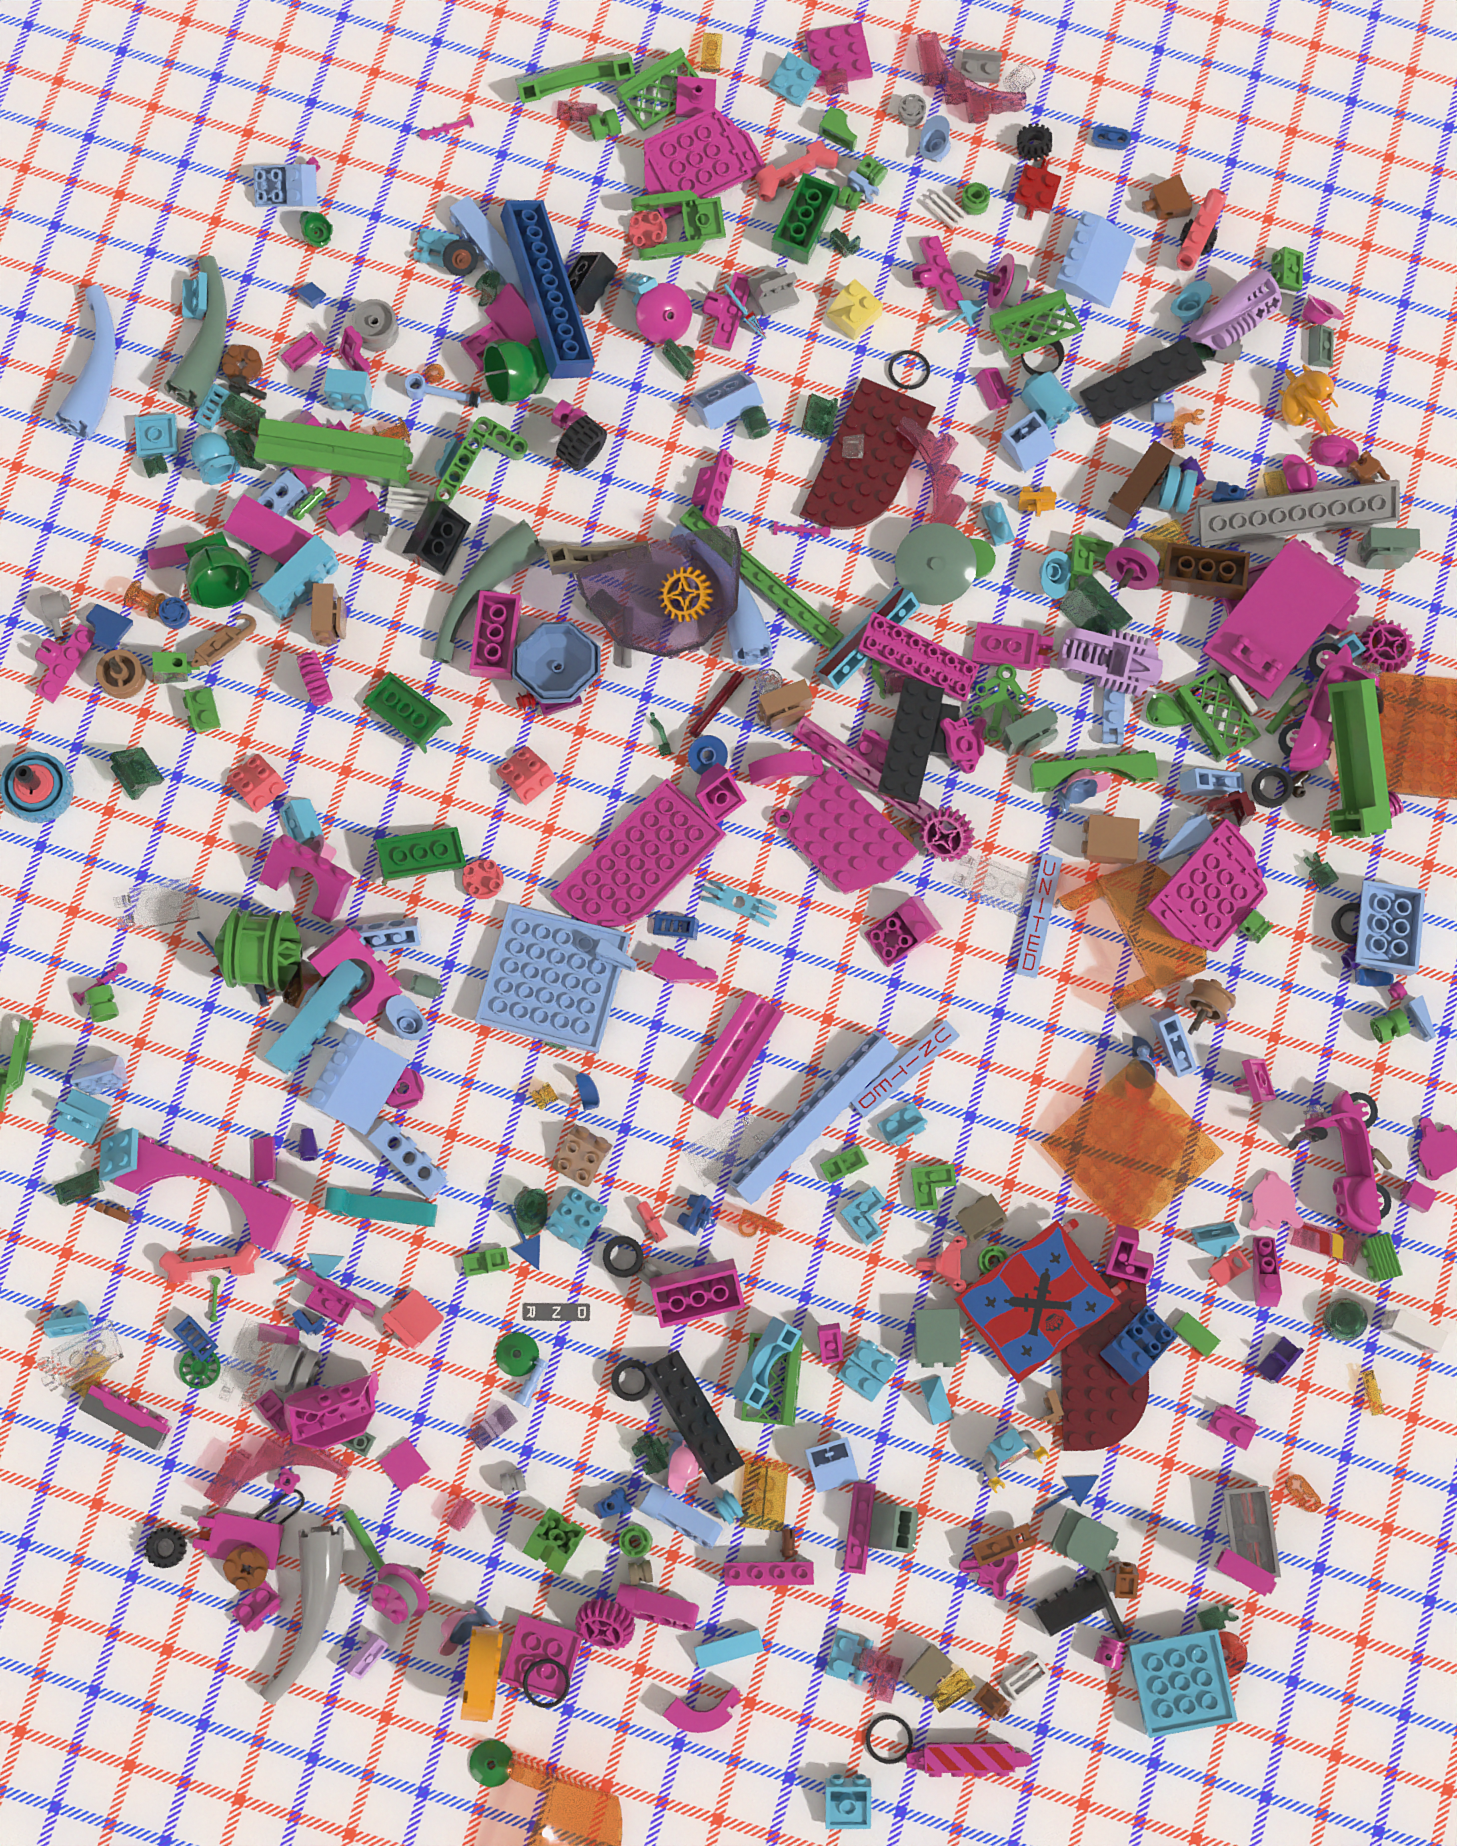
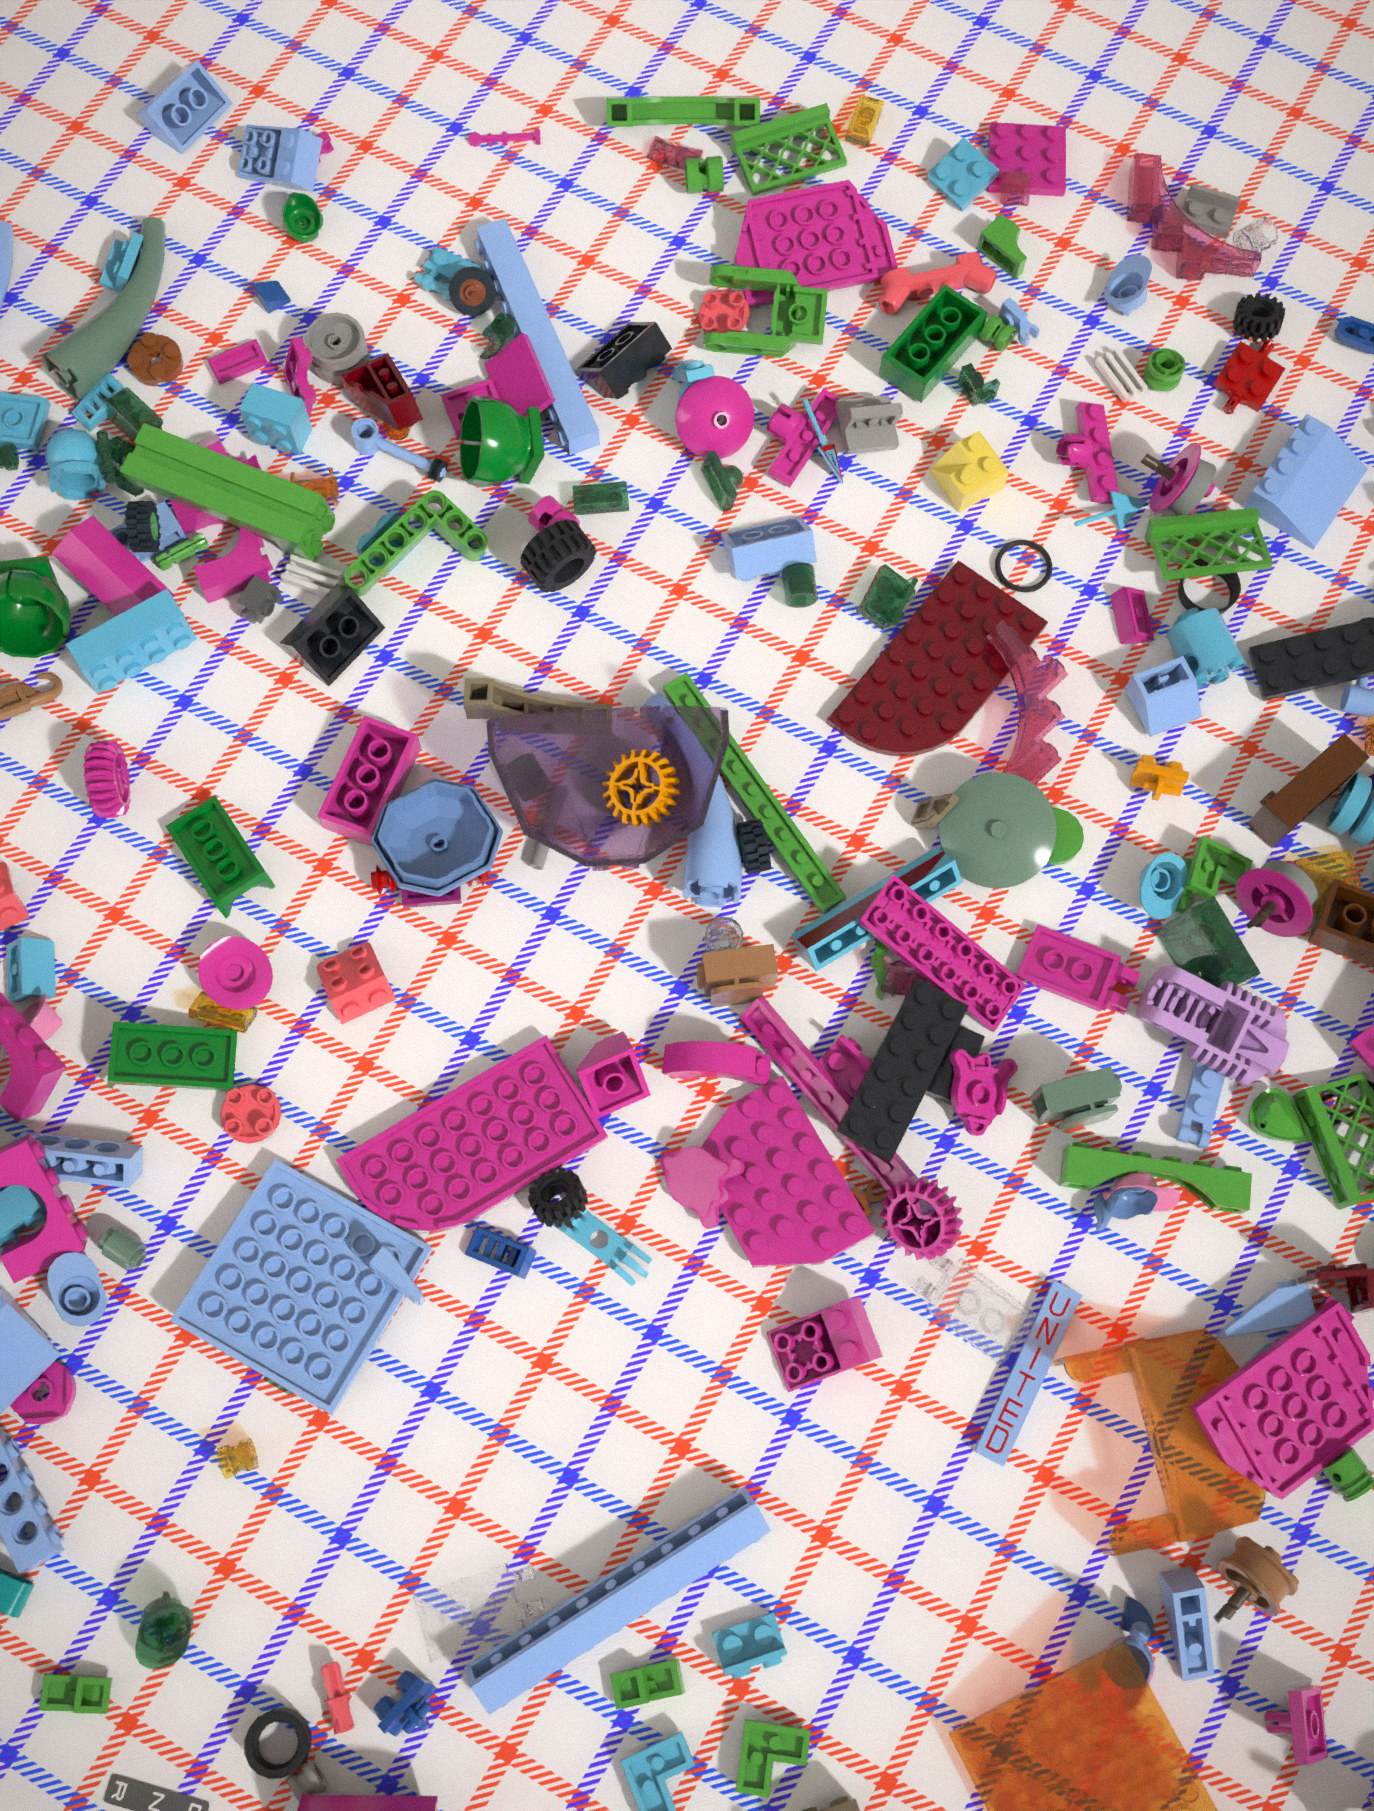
camera: 15 degrees right, 5 degrees down
(199, 161) = (185, 107): none -> light blue slope
(244, 387) = (148, 388): pearl dark grey bar -> none
(283, 493) = (142, 526): none -> black wheel
(327, 614) = (153, 699): medium nougat brick -> none
(420, 351) = (382, 392): none -> dark red wedge
(443, 817) = (210, 1012): none -> clear yellow plate
(444, 788) = (235, 973): none -> dark pink hat
(503, 559) = (408, 683): sand green brick -> none
(528, 1249) = (147, 1689): blue piece -> none
(547, 289) = (568, 353): blue brick -> none
(576, 1218) = (228, 1661): medium azure bracket -> none
(581, 1155) = (265, 1563): medium nougat bracket -> none
(588, 1091) = (304, 1470): blue helmet -> none
(597, 392) = (600, 498): none -> clear green plate
(664, 748) = (556, 991): clear green piece -> none
(677, 970) = (482, 1318): dark pink slope -> none
(694, 95) = (828, 163): dark pink tile -> none
(698, 875) = (563, 1209): none -> black tyre
(712, 486) = (719, 654): dark pink bracket -> none
(716, 704) = (644, 949): dark red axle -> none
(716, 753) = (626, 1018): blue dish -> none
(733, 1055) = (528, 1468): dark pink plate -> none
(770, 1226) = (510, 1755): clear orange plate -> none
(773, 615) = (754, 846): none -> black wheel
(780, 813) = (694, 1124): dark pink plate -> none
(794, 847) = (698, 1181): none -> dark pink tile
(824, 531) = (856, 750): dark pink piece -> none
(853, 446) = (923, 646): clear slope -> none
(872, 170) = (1037, 306): bright green piece -> none
(887, 561) = (932, 810): none -> dark tan tile
(905, 1069) = (775, 1556): light blue tile -> none
(912, 110) = (1106, 245): light grey wheel -> none
(997, 524) = (1096, 797): medium azure tile -> none
(1000, 698) = (1045, 1040): bright green plant -> none
(1110, 839) = (1159, 1286): medium nougat brick -> none
(1210, 782) = (1324, 1238): light blue slope -> none

